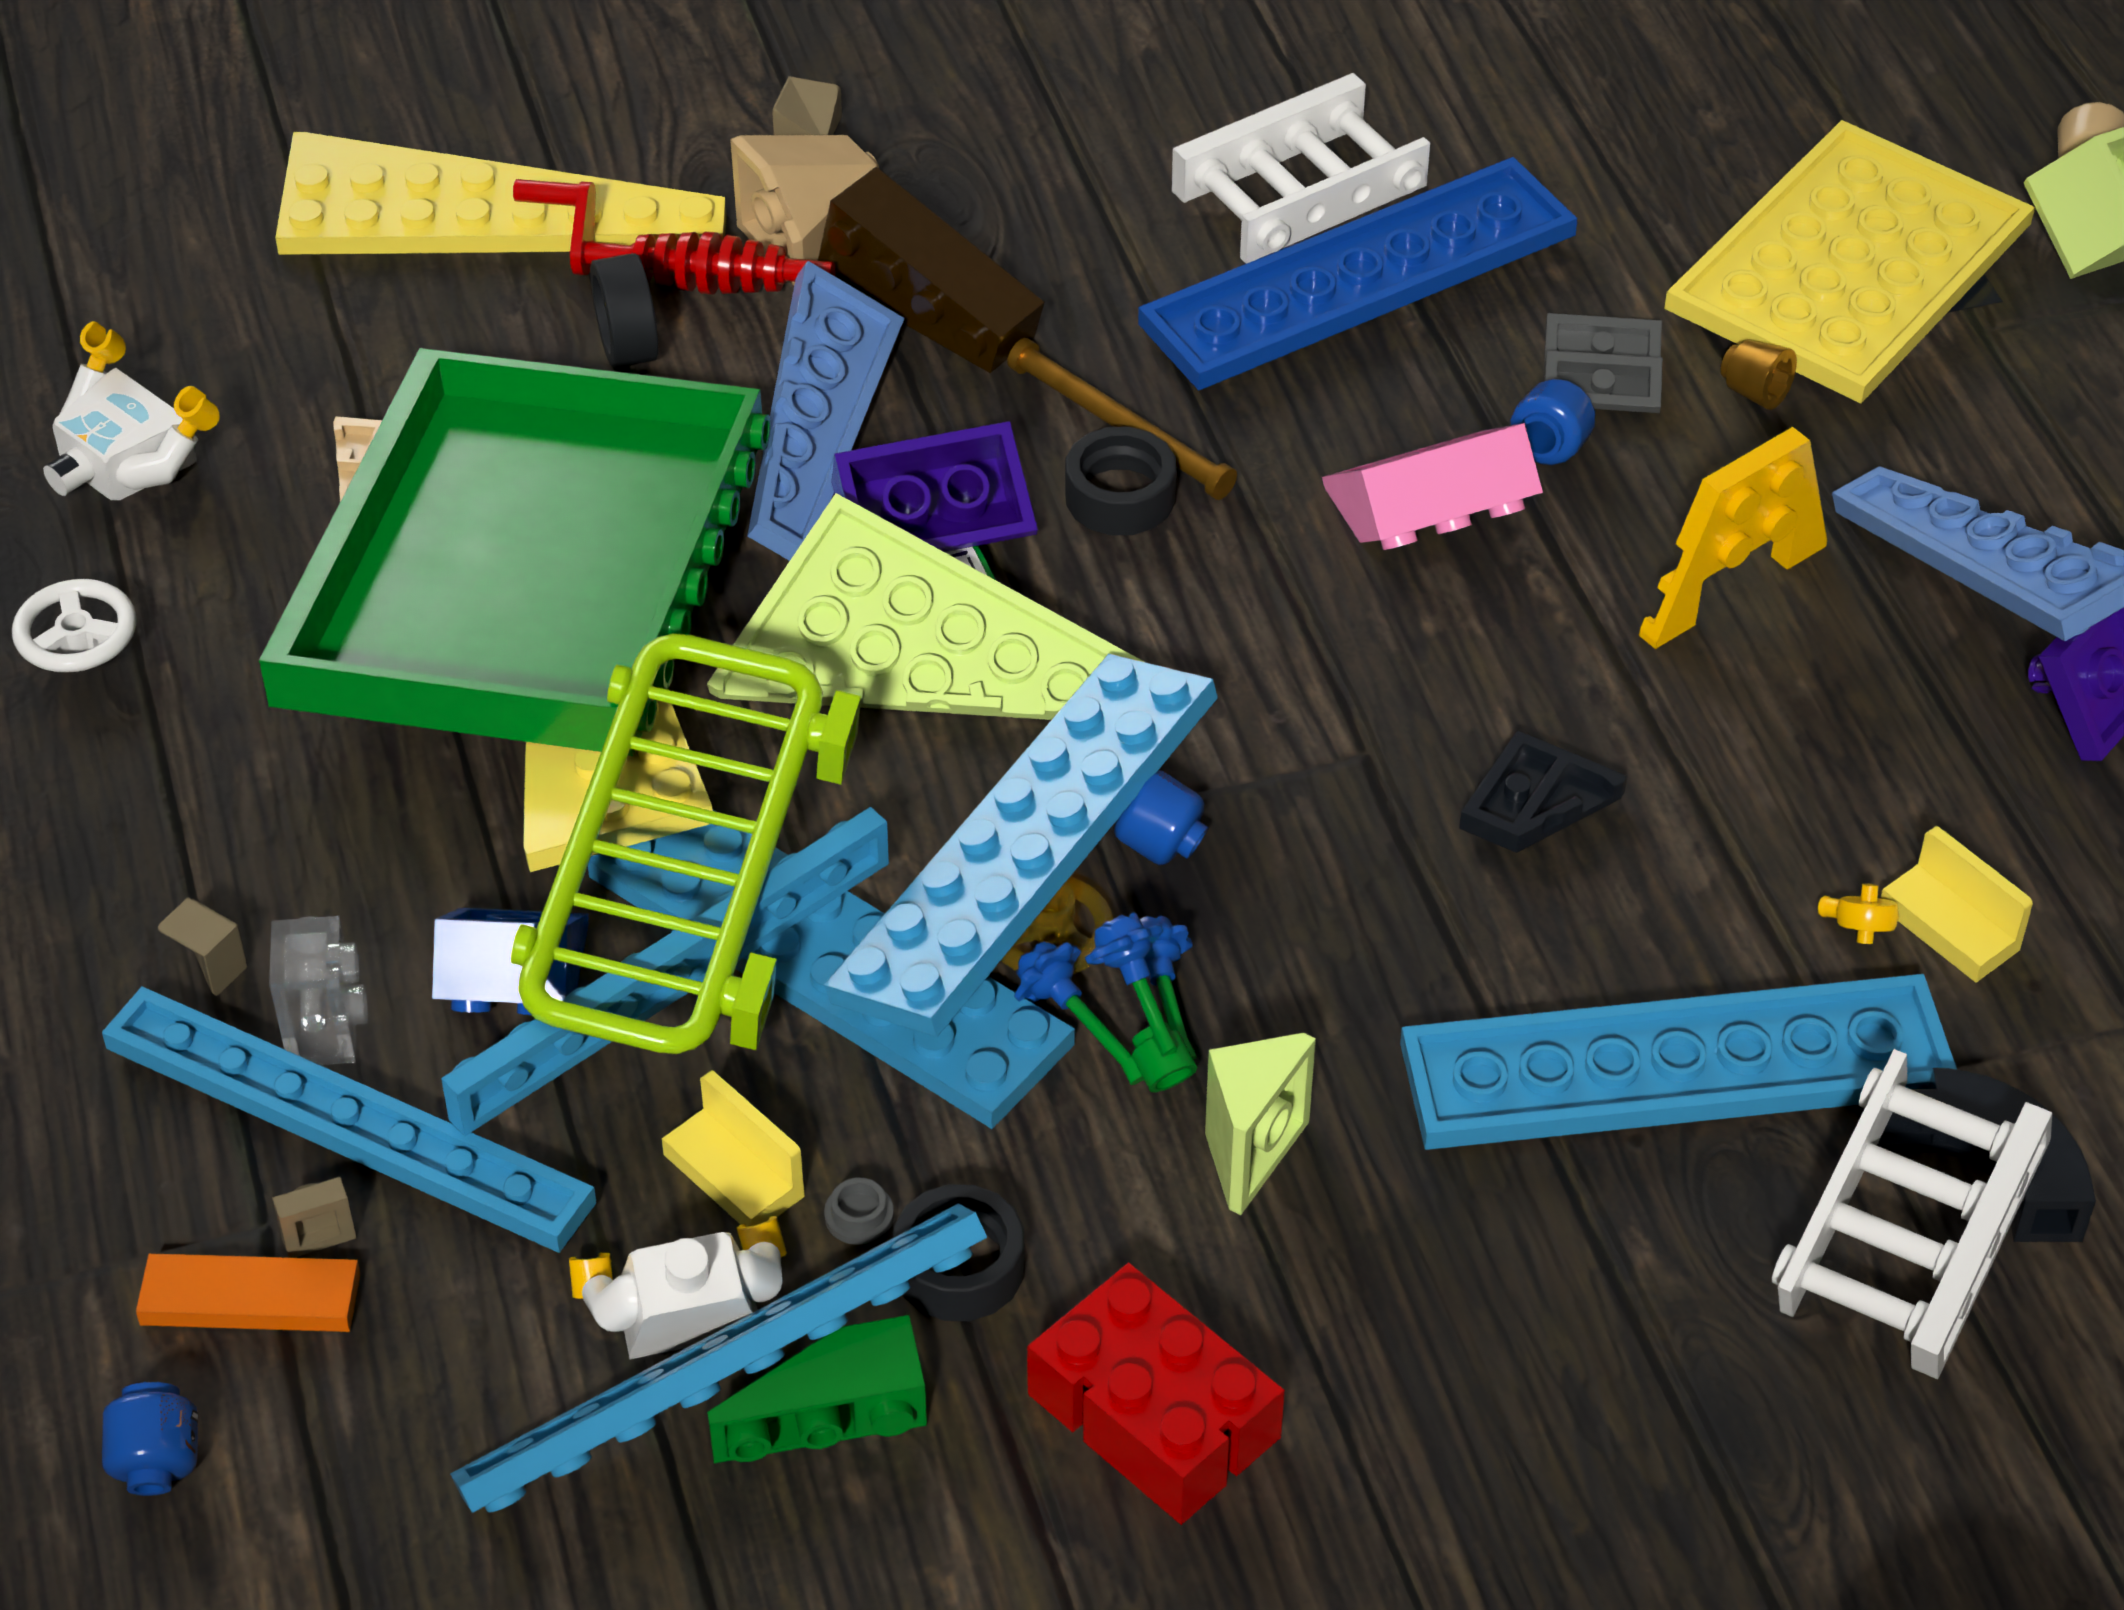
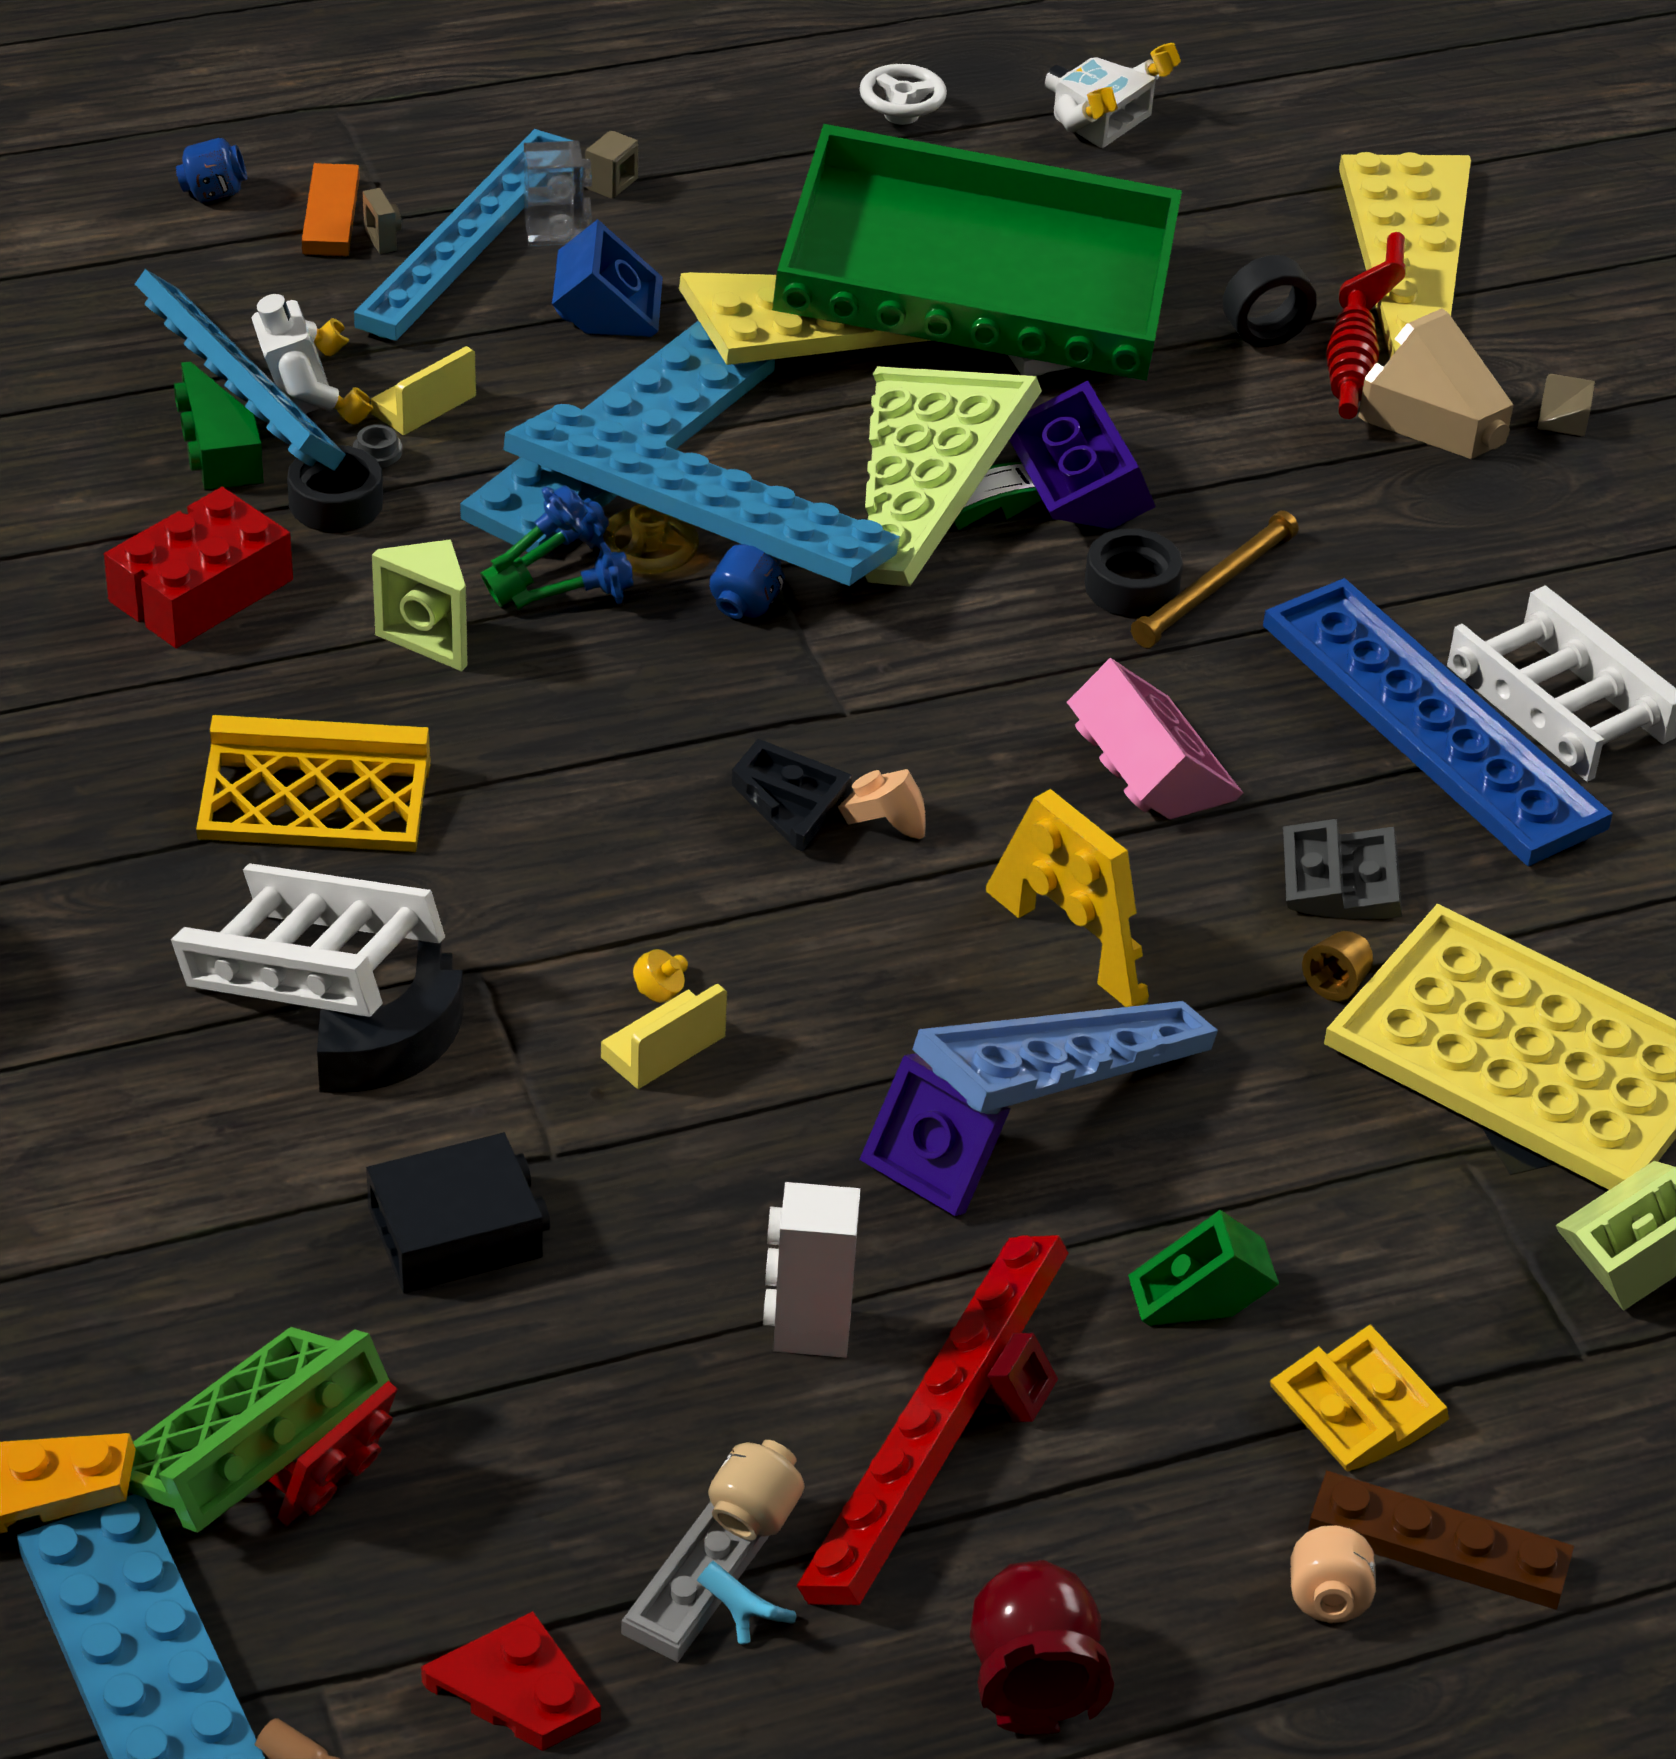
camera: 85 degrees right, 5 degrees down
(540, 1053) = (574, 336): dark azure plate -> none
(720, 992) = (755, 362): lime bar -> none
(822, 392) = (1222, 412): medium blue wing -> none
(926, 272) = (1354, 452): dark brown wedge -> none
(1518, 1259) = (318, 751): none -> yellow fence
(1548, 704) = (888, 796): none -> light nougat plate
(1556, 420) = (1243, 820): blue head -> none
(1667, 1060) = (502, 860): dark azure plate -> none

